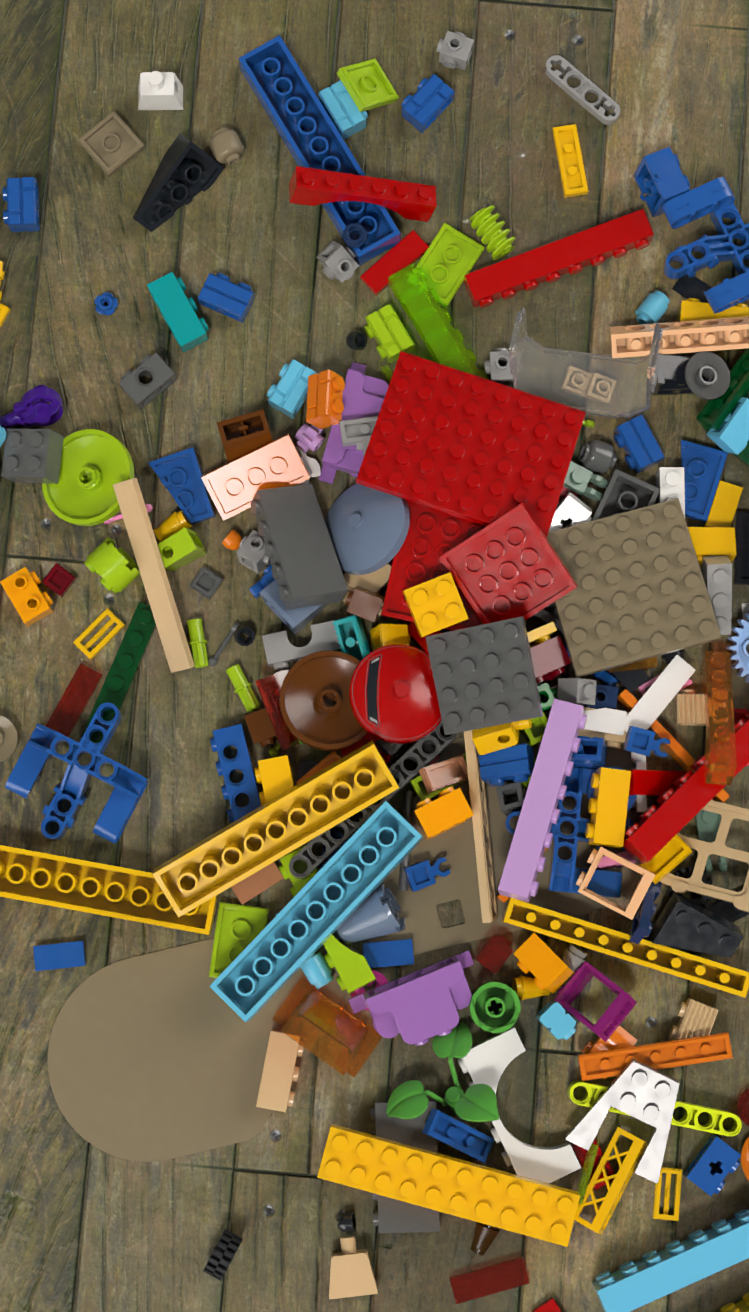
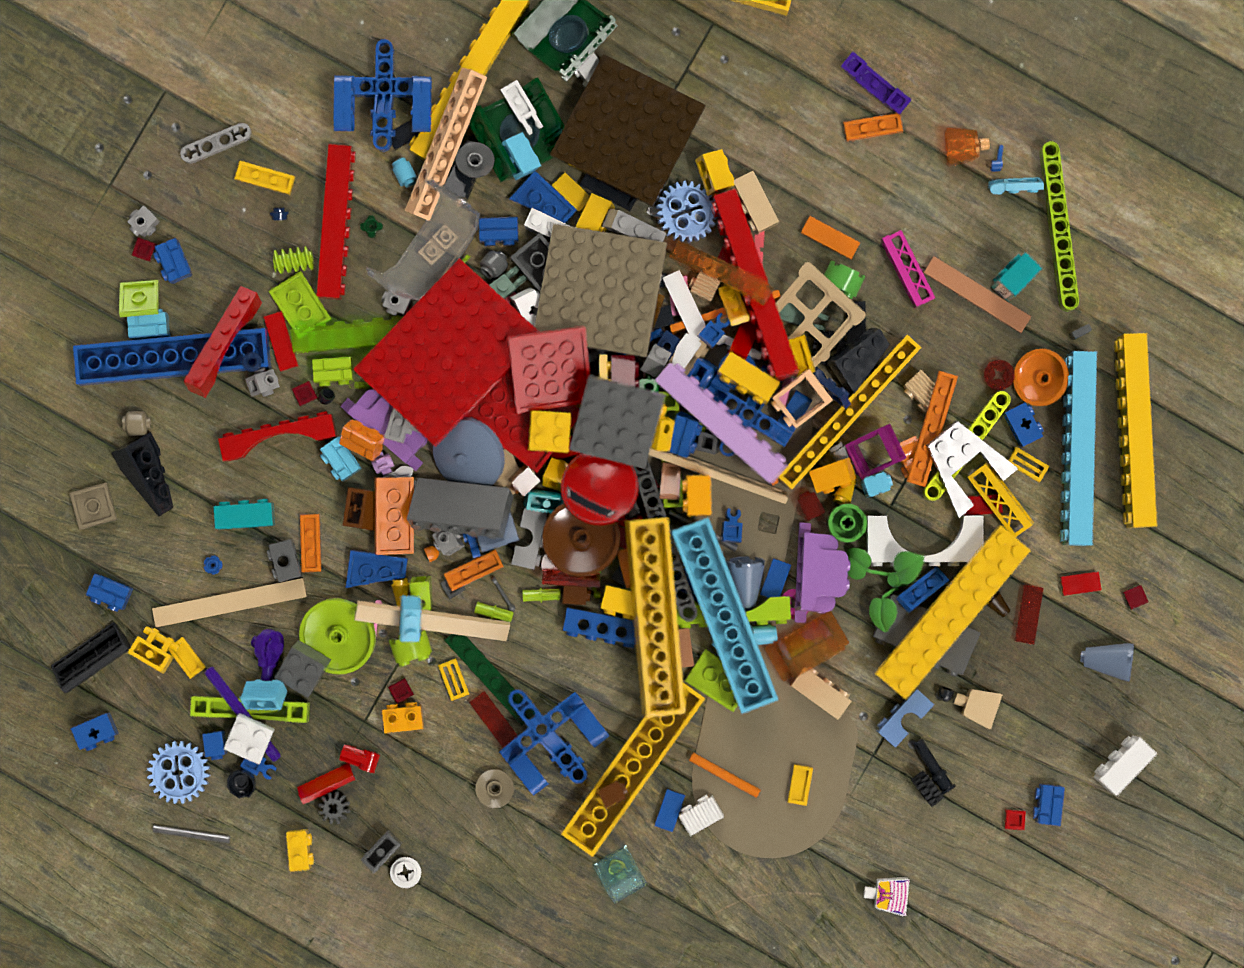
camera: 65 degrees left, 5 degrees up
(45, 877) = (612, 793): none -> reddish brown brick
(70, 995) = (701, 814): none -> white brick
(72, 342) = (229, 602): none -> tan tile
(75, 1268) = (889, 894): none -> torso
(130, 1001) = (725, 775): none -> orange piece
(142, 546) = (410, 619): none -> medium azure brick
(159, 91) = (71, 453): white torso -> none
(159, 1097) = (800, 785): none -> yellow tile
(181, 400) = (310, 543): none -> orange tile
(226, 297) = (249, 475): blue brick -> none
(235, 597) = (473, 570): none -> orange tile
(247, 631) = (507, 580): black hinge -> none
(247, 1258) = (938, 774): none -> black pin
(255, 271) = (238, 446): none -> red arch
(276, 1176) = (891, 728): none -> medium blue arch
(348, 315) = (304, 393): none -> dark red plate
(424, 66) = (144, 250): none -> dark red plate
(537, 193) = (279, 213): none -> dark blue plate
(570, 295) = (371, 231): none -> dark green plate
(588, 1175) = (1002, 524): lime piece -> none
(660, 179) = (314, 120): blue brick -> none
(686, 751) = (733, 305): none -> yellow tile

